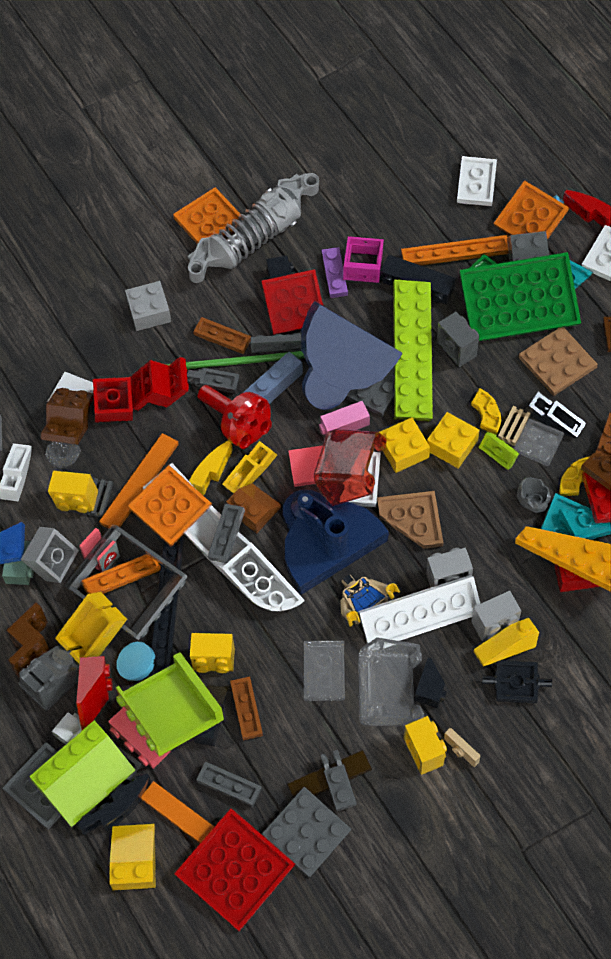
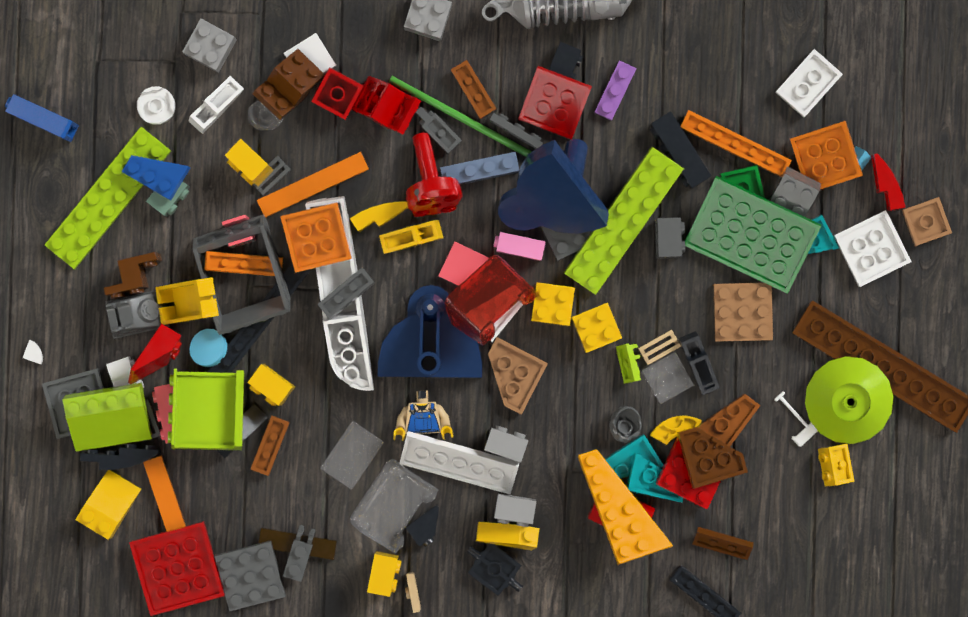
camera: 30 degrees right, 25 degrees up
(49, 554) = (194, 209): light grey brick -> none
(229, 784) = (216, 498): dark grey plate -> none
(257, 505) = (392, 273): dark orange slope -> none
(363, 271) = (634, 111): dark pink window -> none
(488, 410) = (649, 318): yellow tile -> none

